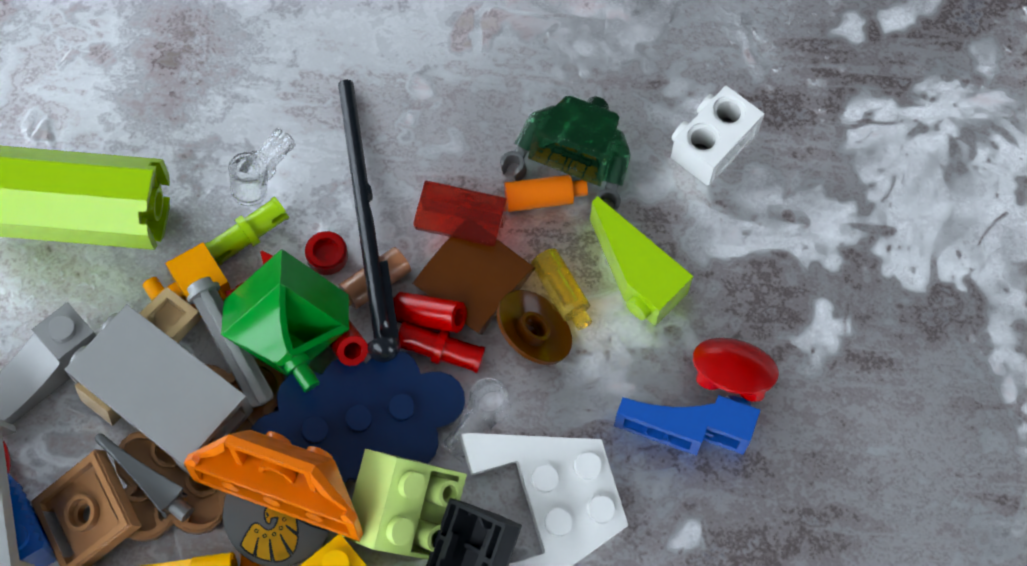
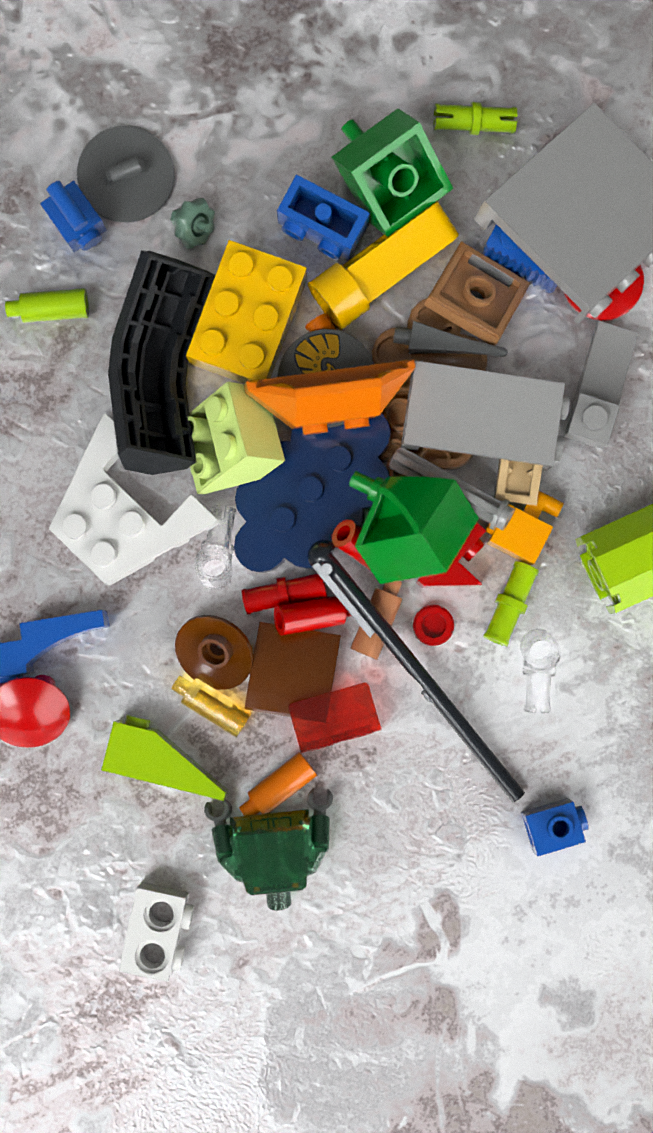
camera: 155 degrees right, 20 degrees up
(331, 43) = (555, 826): none -> blue brick

